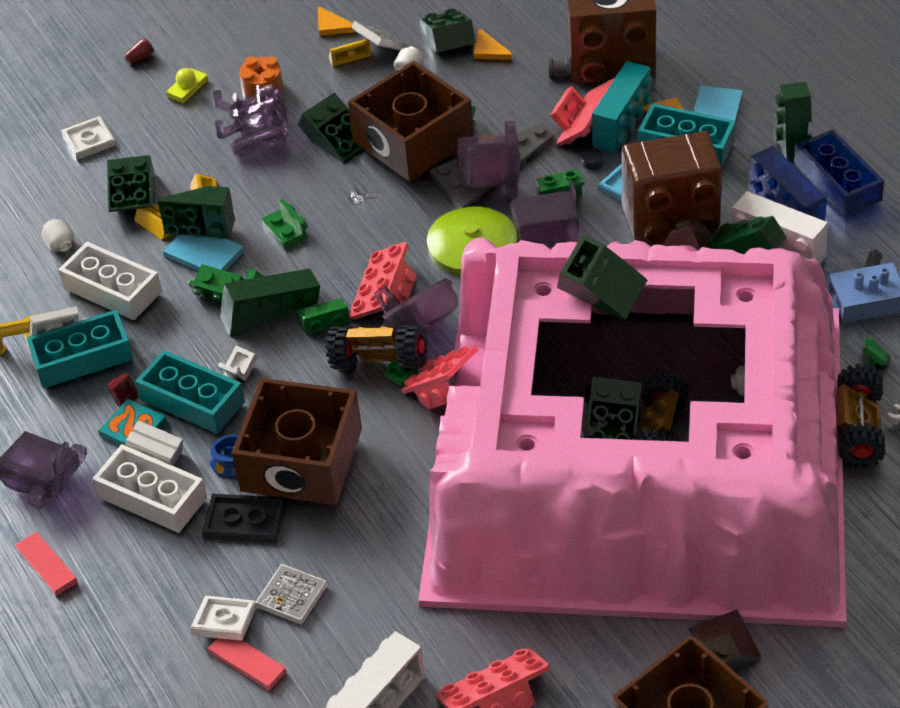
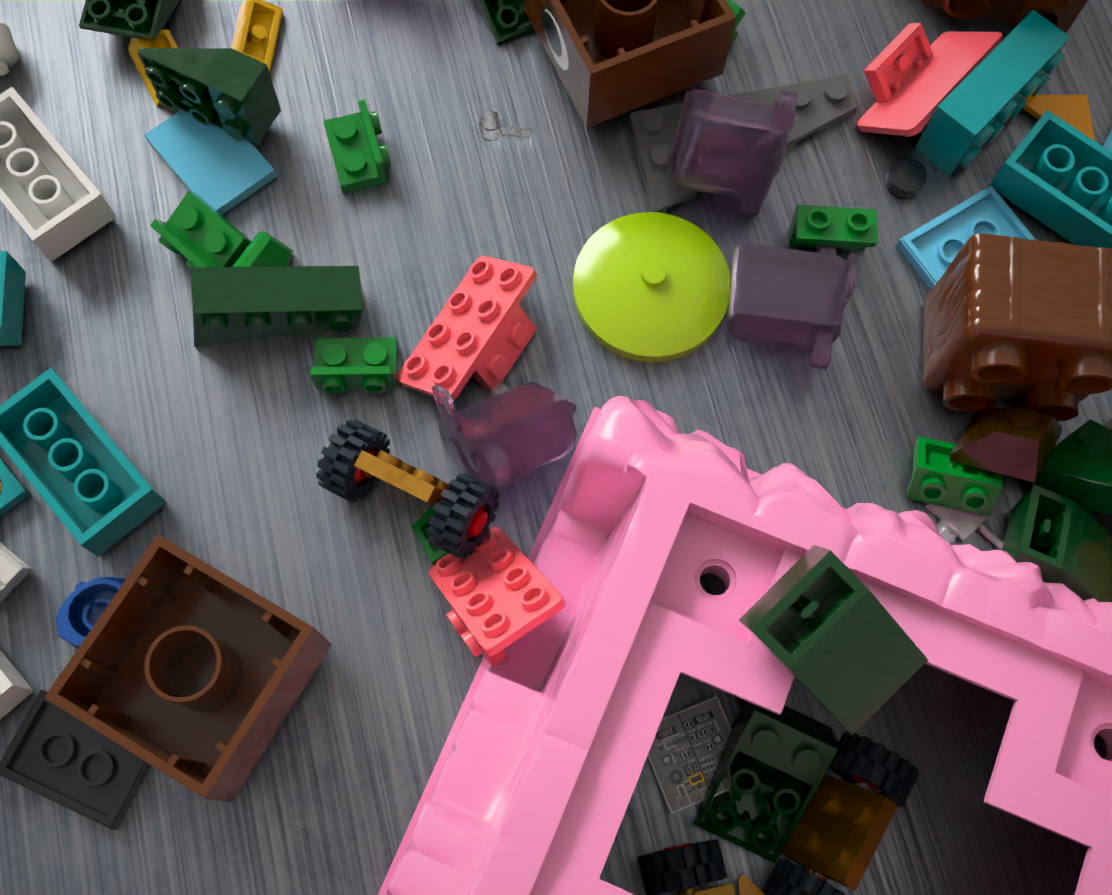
camera: 10 degrees right, 25 degrees up
(239, 364) = (178, 424): white bracket -> none

